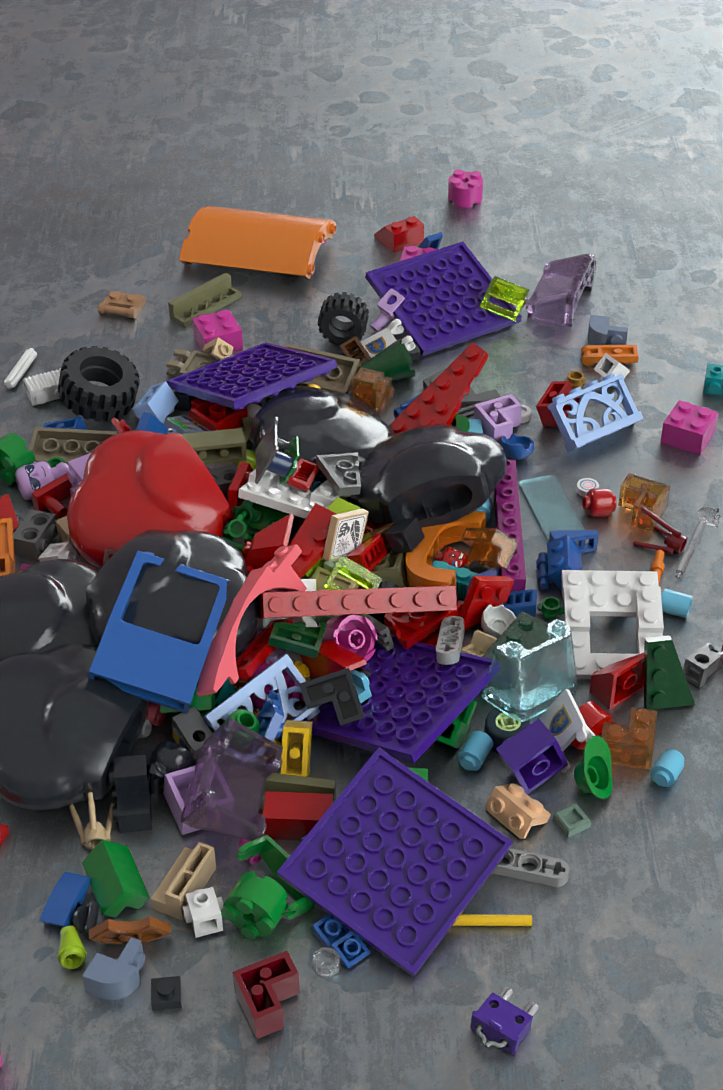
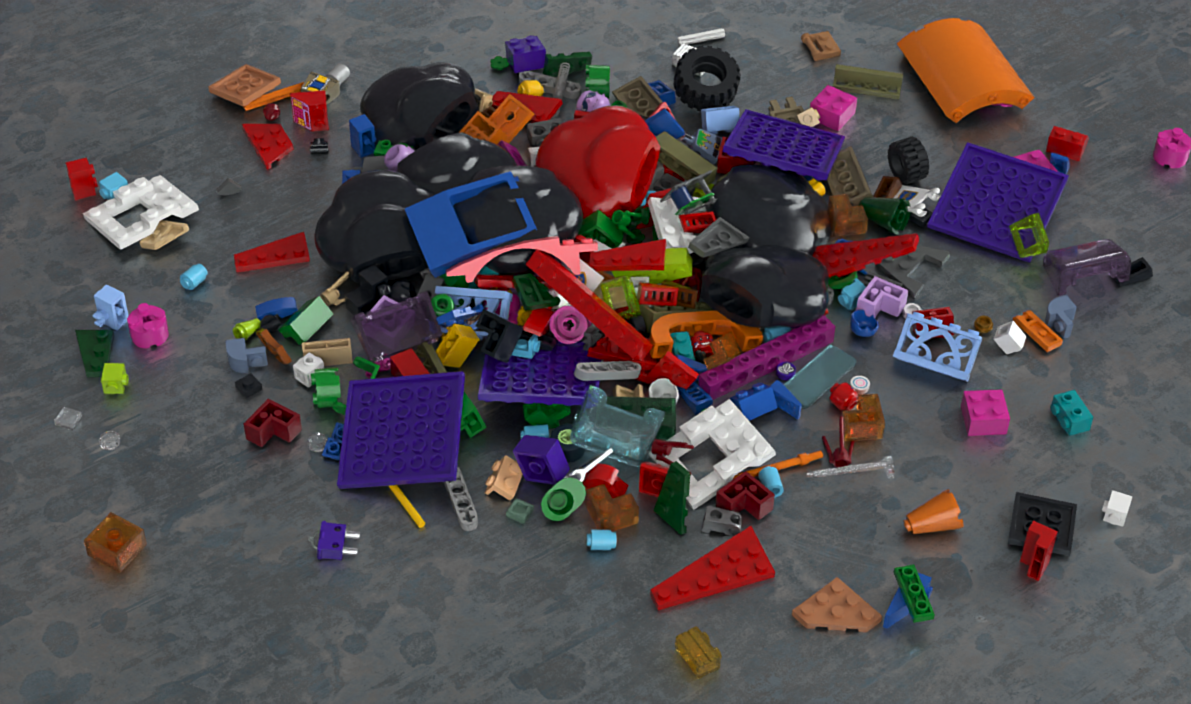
camera: 55 degrees right, 5 degrees up
(266, 542) = (614, 237): red slope -> none
(344, 533) = (648, 267): tile -> none
(386, 310) = (941, 183): lavender bracket -> none
(404, 535) = (688, 302): black brick -> none
(530, 526) = (785, 371): none -> tile
(584, 652) = (662, 448): none -> dark red plant
(690, 625) = (747, 494): none -> dark red brick

